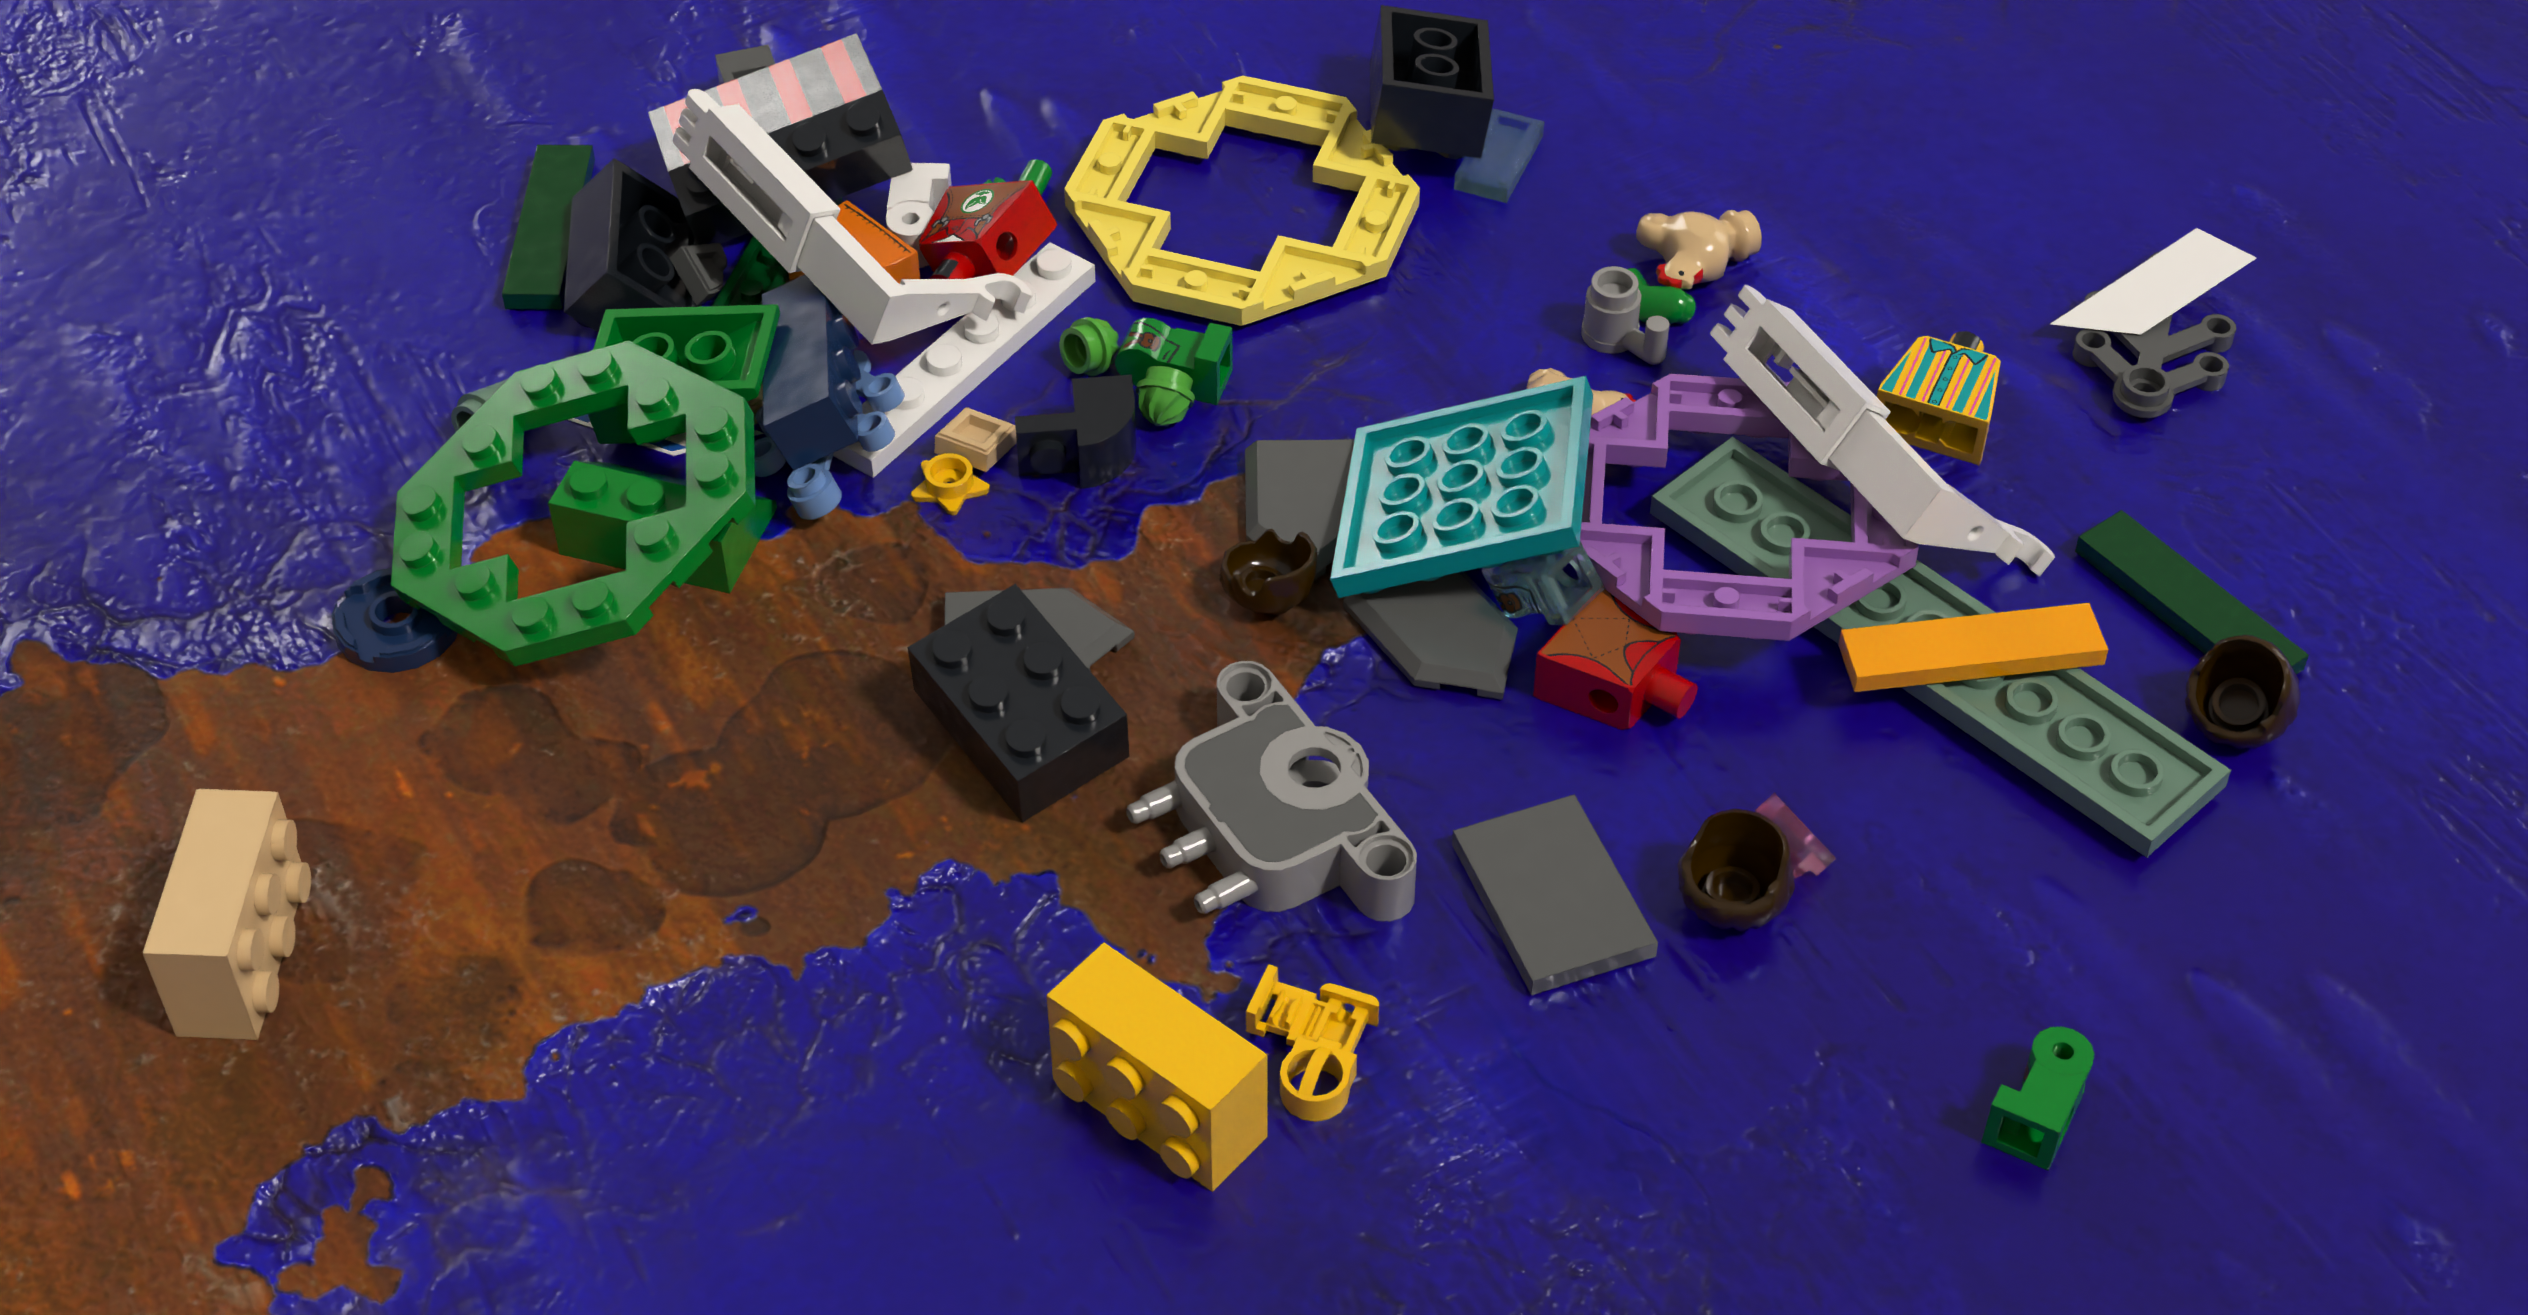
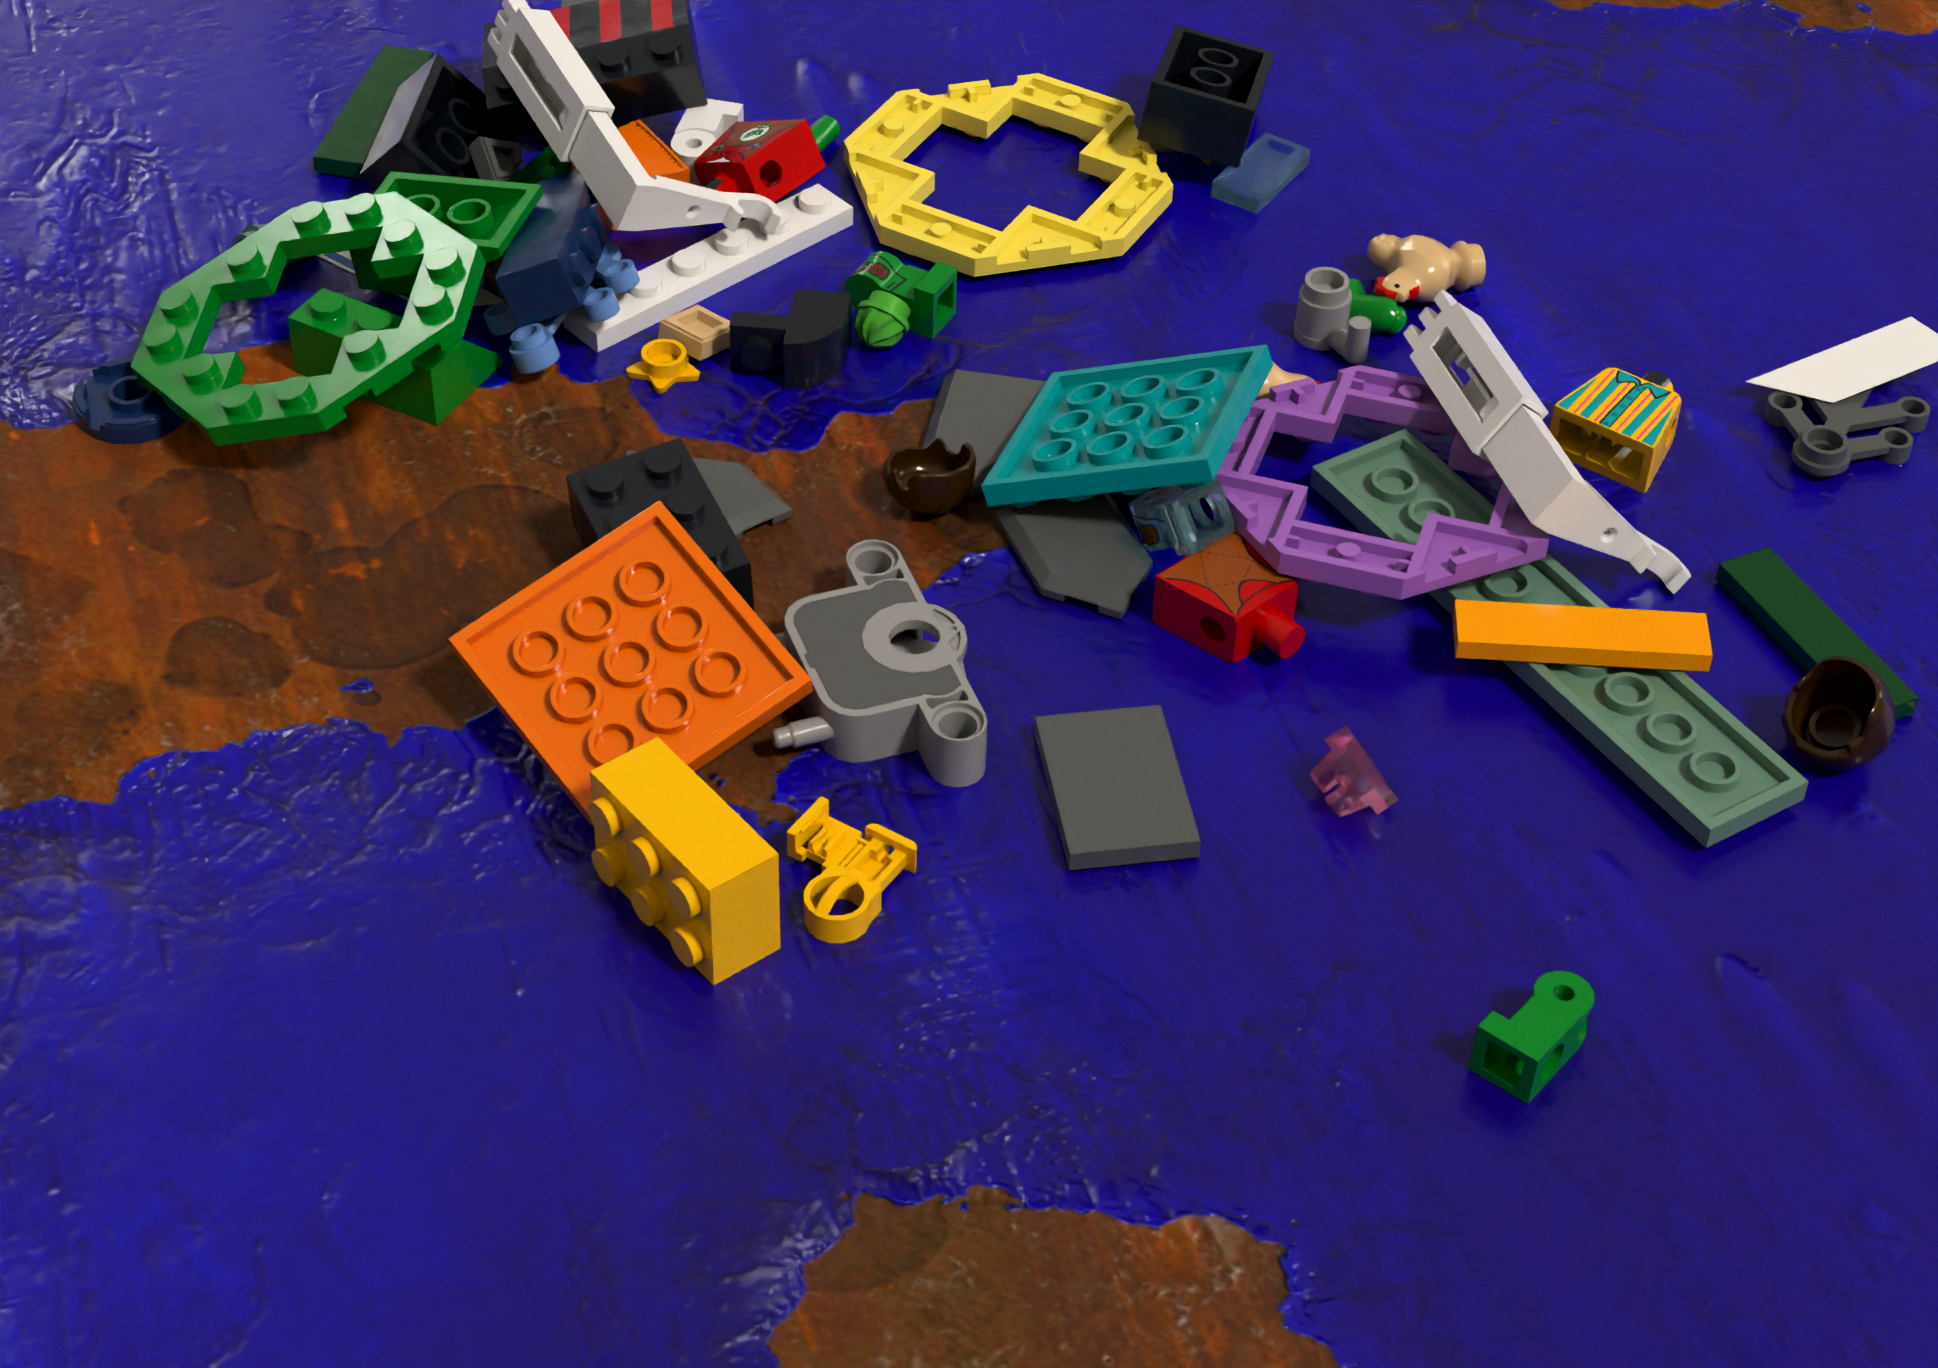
camera: 10 degrees right, 5 degrees down
(1034, 850) = (630, 649): none -> orange plate
(1089, 346) = (825, 268): bright green plate -> none
(1737, 871) = (1292, 788): dark brown hair -> none

